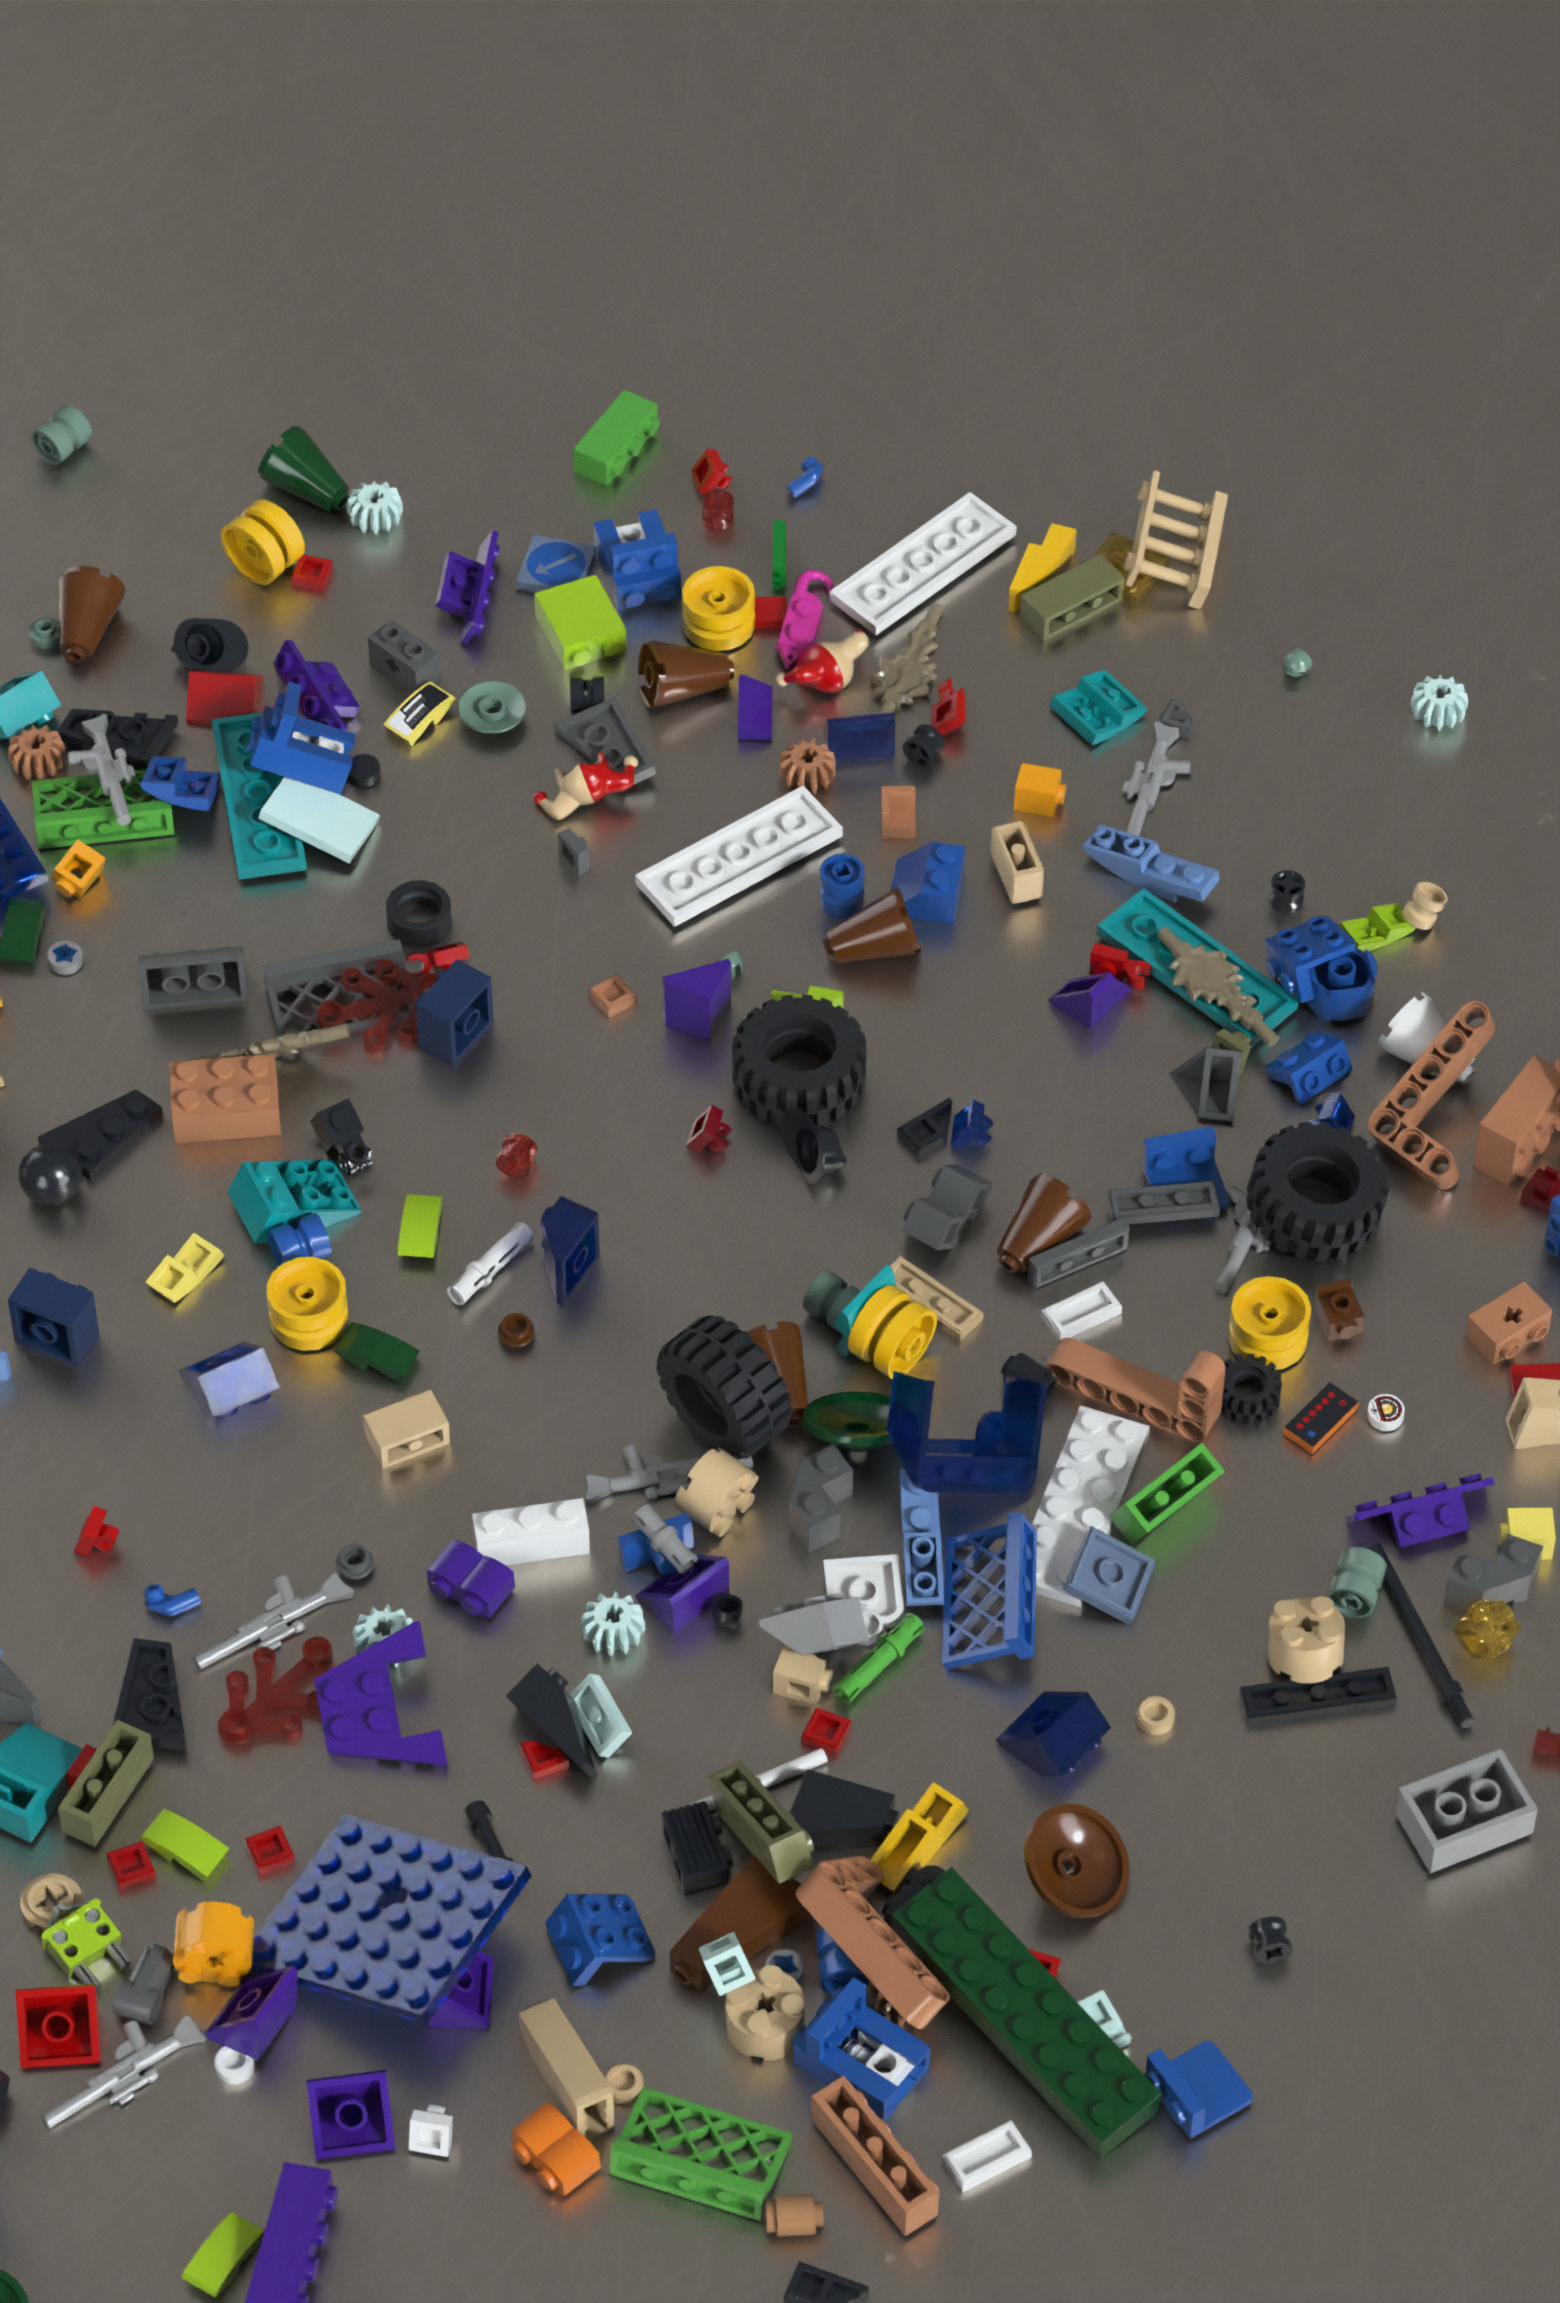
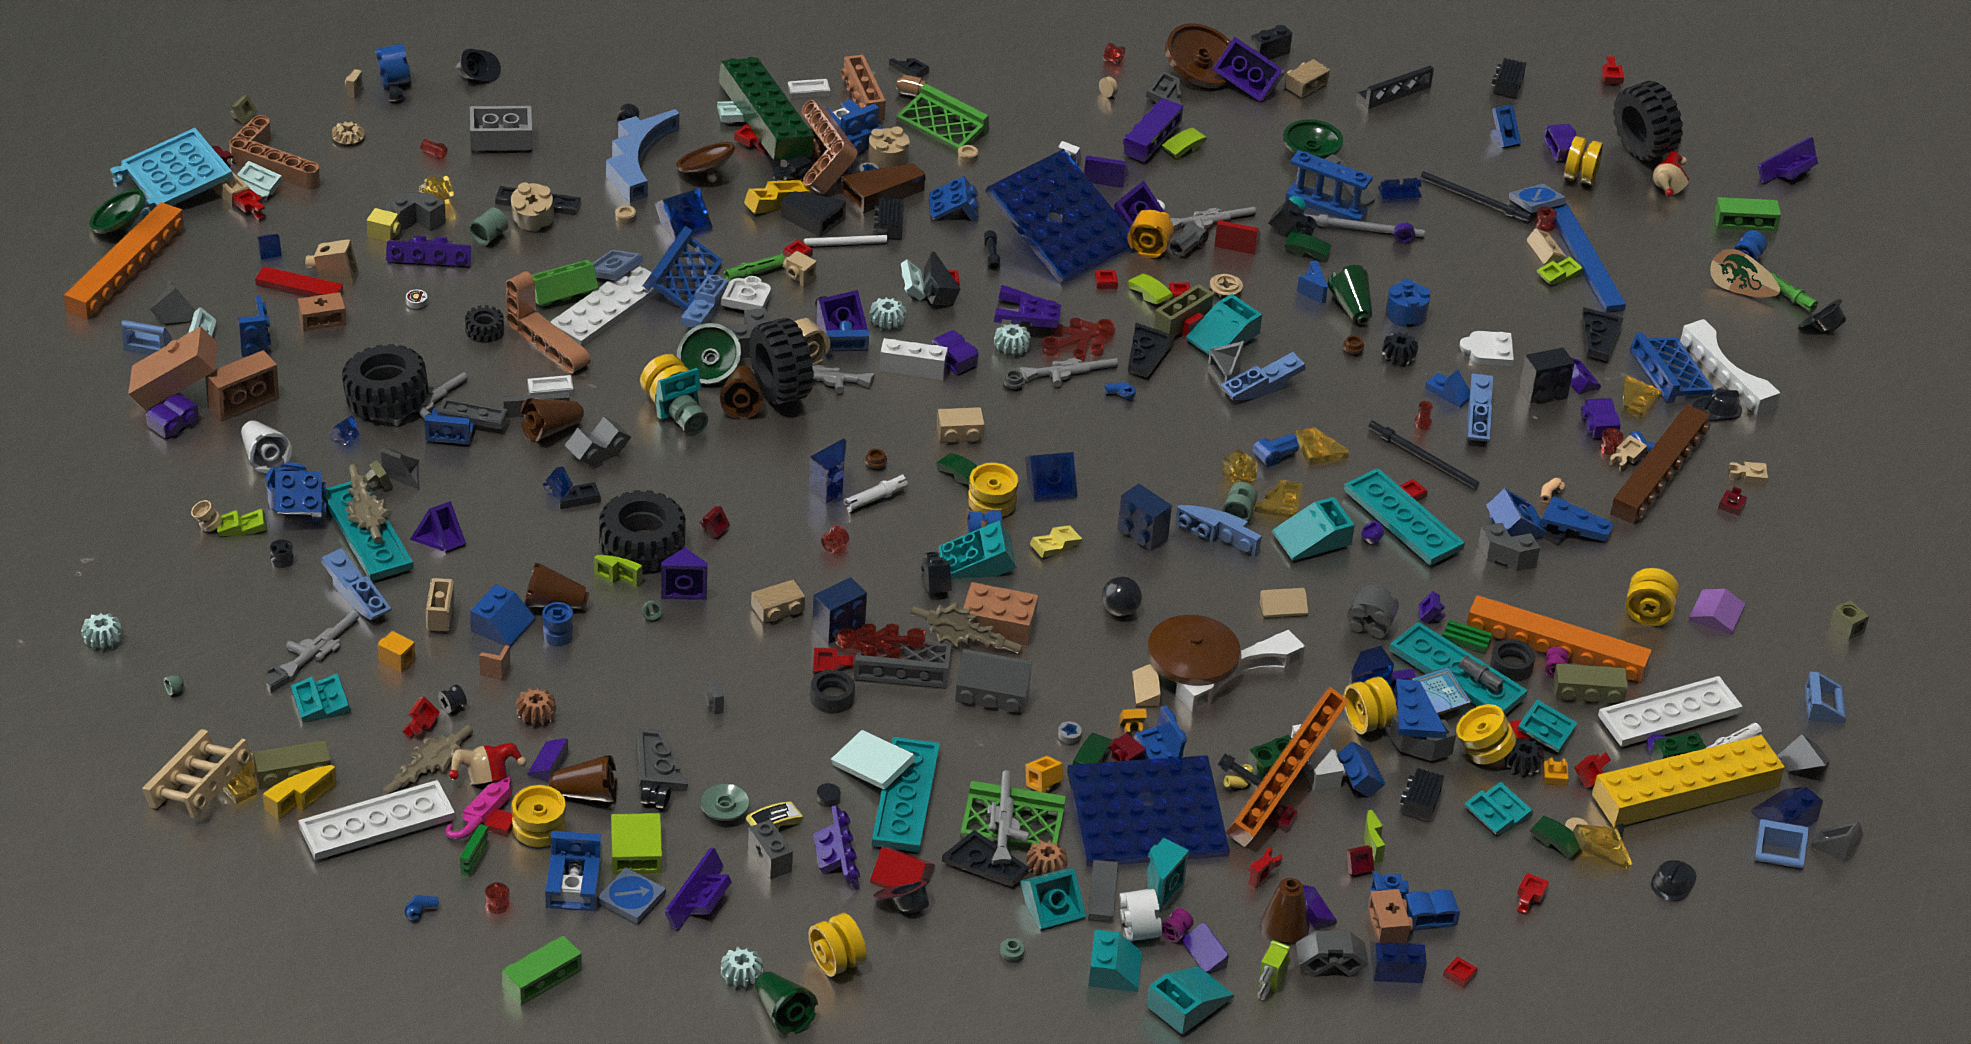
camera: 165 degrees left, 10 degrees down
(81, 1938) = (1215, 263): lime piece -> none
(86, 609) = (978, 942): reddish brown cone -> none
(96, 1533) = (1154, 424): red tile -> none
(106, 1131) = (1080, 624): black wing -> none
(172, 783) = (957, 801): blue slope -> none
(300, 746) = (871, 786): blue brick -> none
(312, 572) = (800, 943): red tile -> none
(419, 1225) = (908, 523): lime slope -> none
(554, 1025) = (778, 601): none -> tan brick
(554, 2149) = (1012, 134): orange brick -> none
(568, 2069) = (994, 146): tan slope -> none
(586, 786) = (687, 731): piece -> none
(612, 995) = (731, 617): nougat tile -> none
(664, 1539) = (845, 320): light grey pin -> none
(710, 472) = (487, 924): red tile -> none
(726, 1963) = (905, 141): light aqua brick -> none
(738, 855) = (610, 668): white plate -> none
(761, 1822) = (857, 194): olive brick -> none
(810, 1146) = (655, 482): black piece -> none
(818, 1624) = (785, 271): light grey slope -> none
(861, 736) = (489, 720): clear blue tile -> none
(953, 1313) = (631, 415): tan tile -> none
(996, 1462) = (658, 318): clear blue windscreen -> none
(1028, 1368) = (601, 357): black brick -> none
(1113, 960) = (417, 540): red plate -> none
(1198, 2087) = (699, 81): blue bracket -> none
(1208, 1806) = (634, 139): none -> medium blue arch
(1270, 1321) = (454, 338): yellow wheel -> none
(1311, 1065) = (337, 461): blue bracket -> none
(1321, 1418) = (452, 305): black tile -> none
(1338, 1310) = (410, 337): reddish brown brick -> none
(1428, 1094) = (304, 408): nougat beam -> none
(1450, 1689) = (470, 183): black bar -> none

